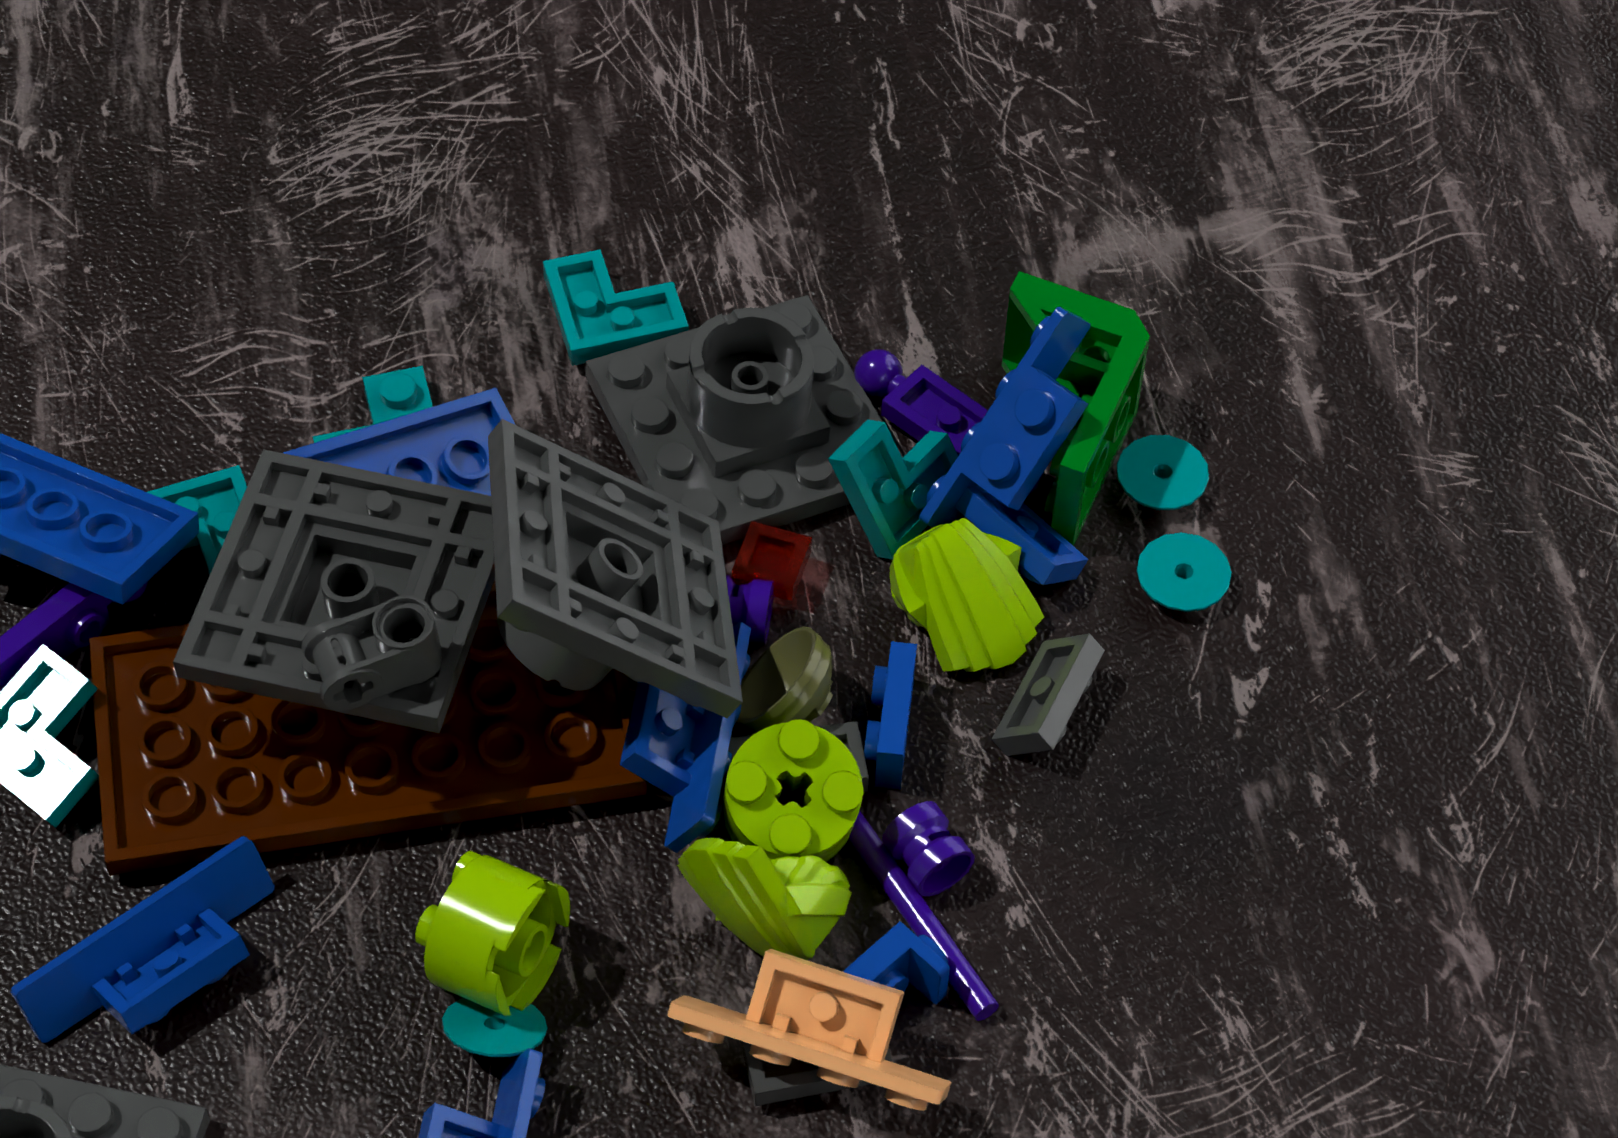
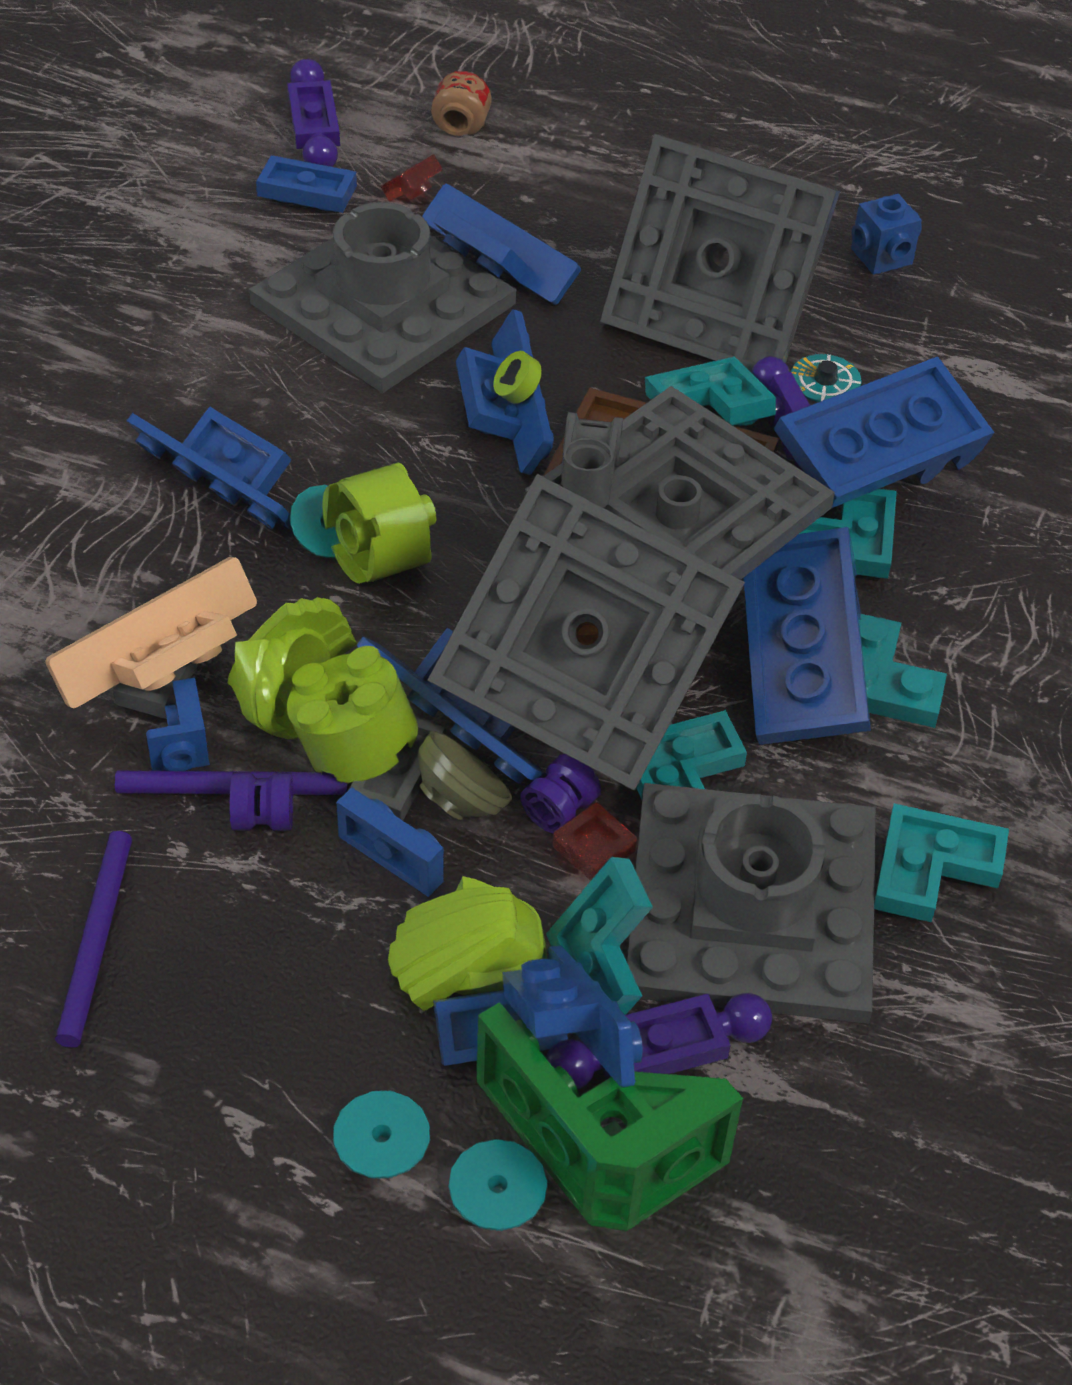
camera: 120 degrees right, 5 degrees down
(156, 917) = (517, 377): none -> lime tile
(1048, 695) = (331, 952): dark grey plate -> none
(1166, 912) = (93, 940): none -> dark purple bar

